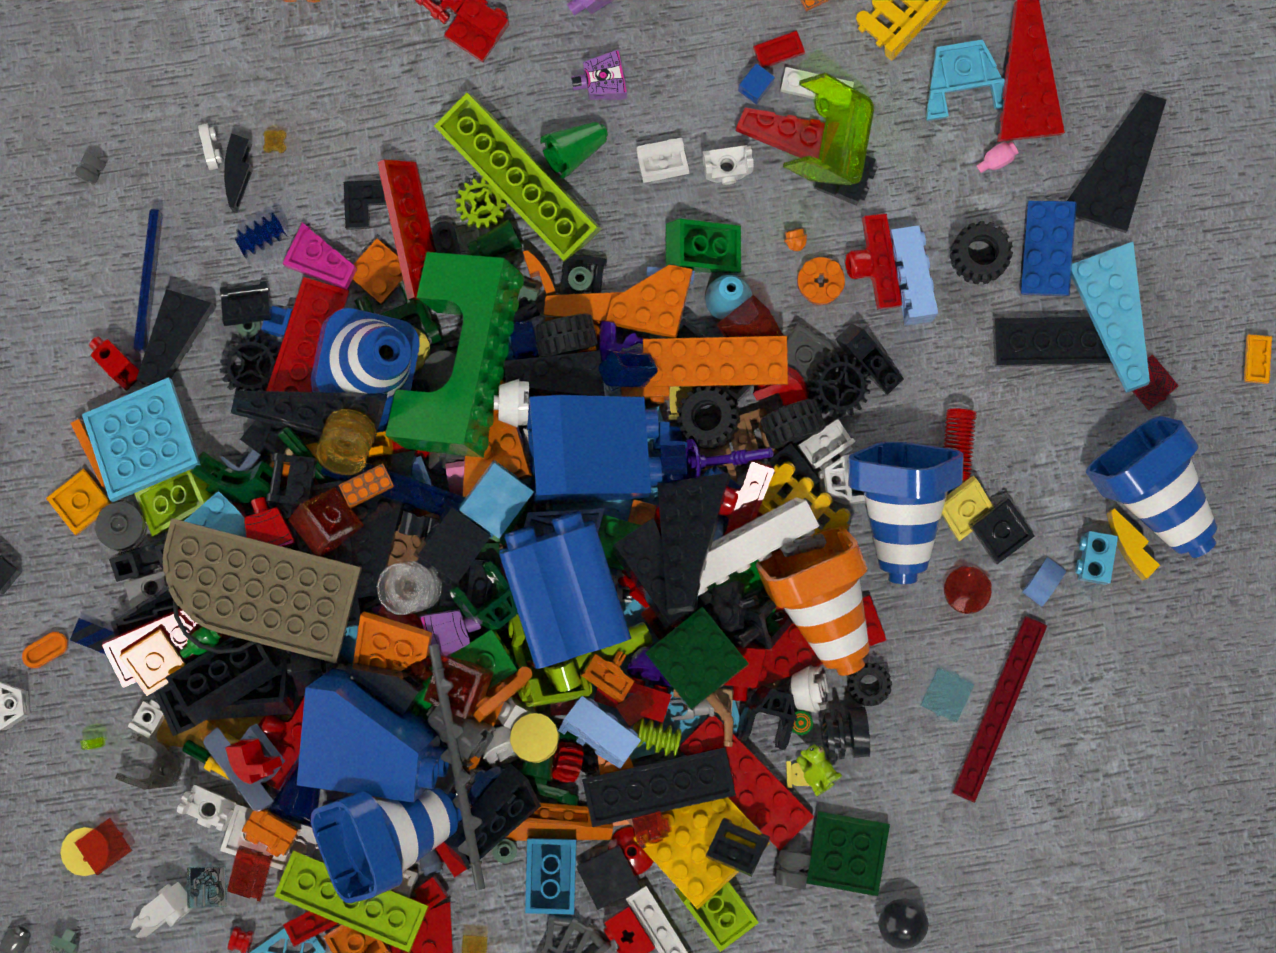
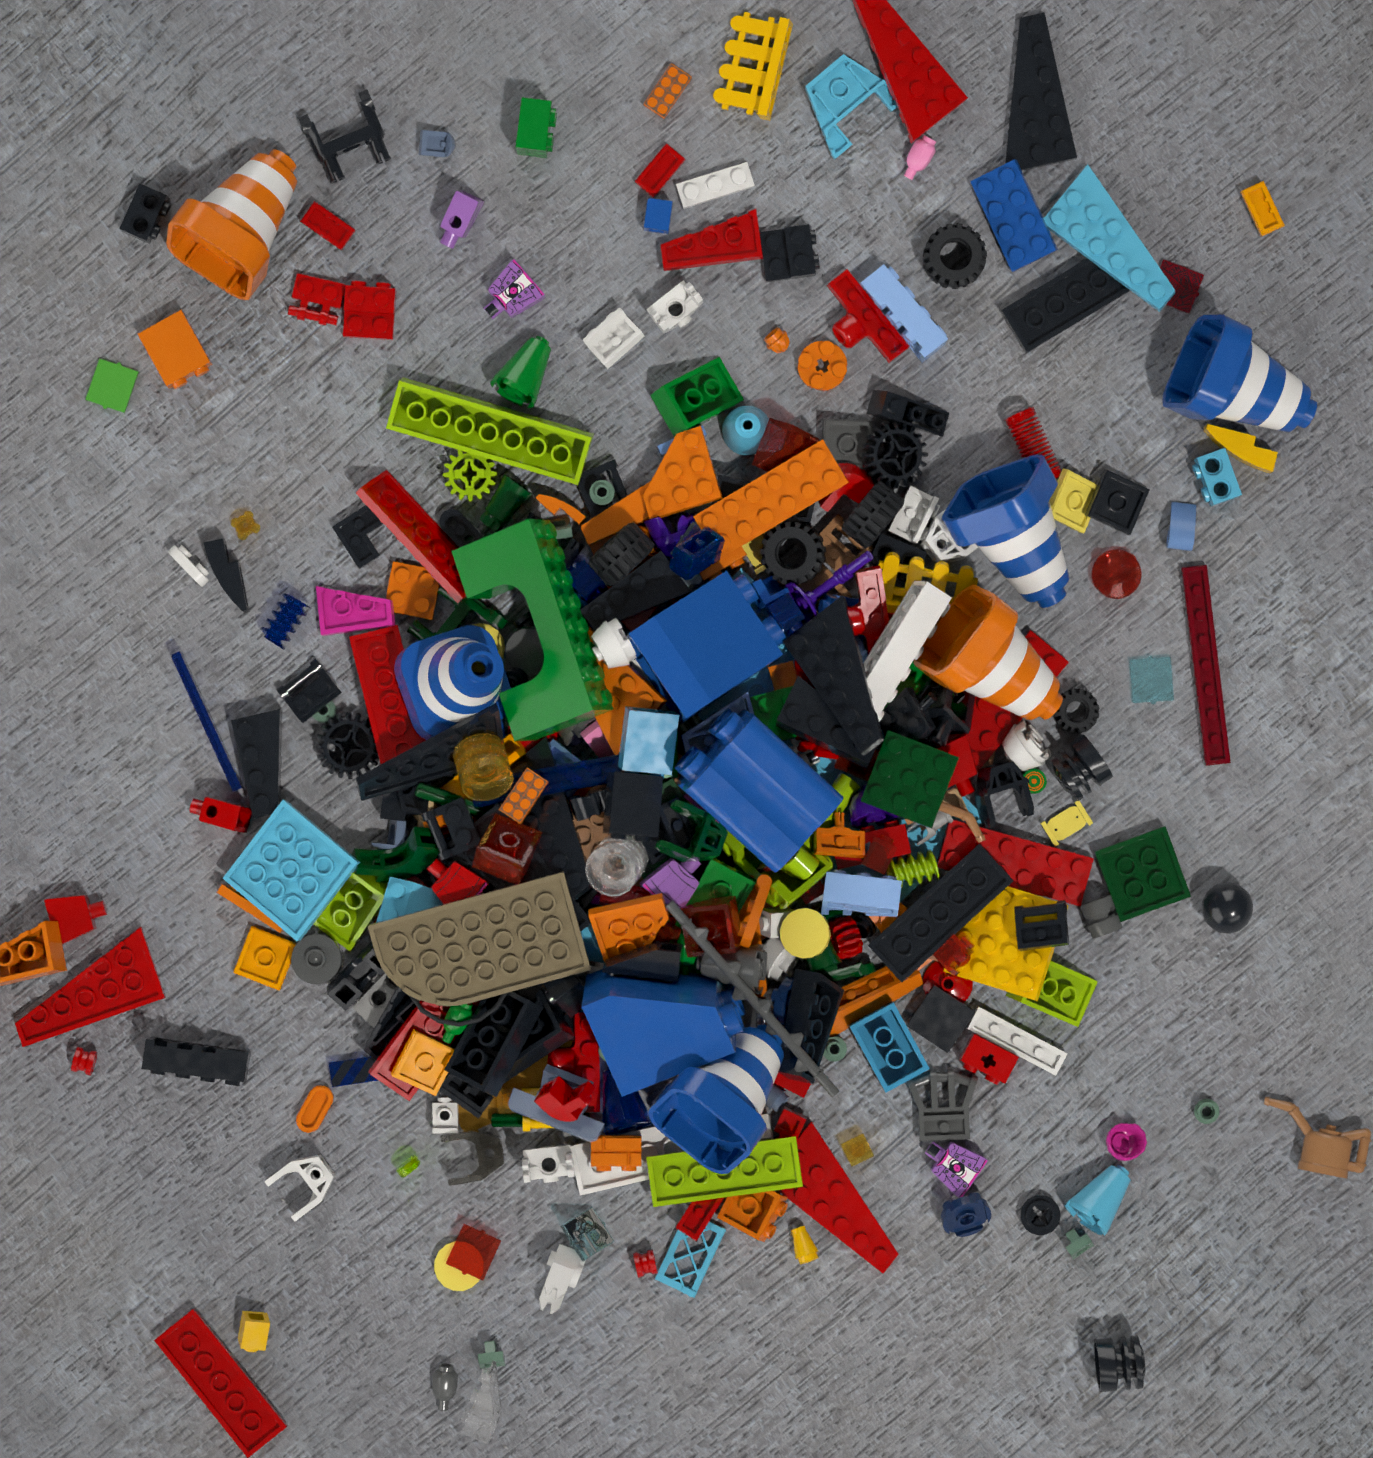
camera: 25 degrees left, 5 degrees up
(90, 168) = (91, 649): dark grey wheel -> none
(249, 873) = (618, 1199): clear red plate -> none
(278, 323) = (350, 689): blue panel -> none
(803, 545) = (947, 622): dark grey axle -> none
(821, 773) = (1078, 816): lime animal -> none
(844, 135) = (767, 219): clear neon green windscreen -> none

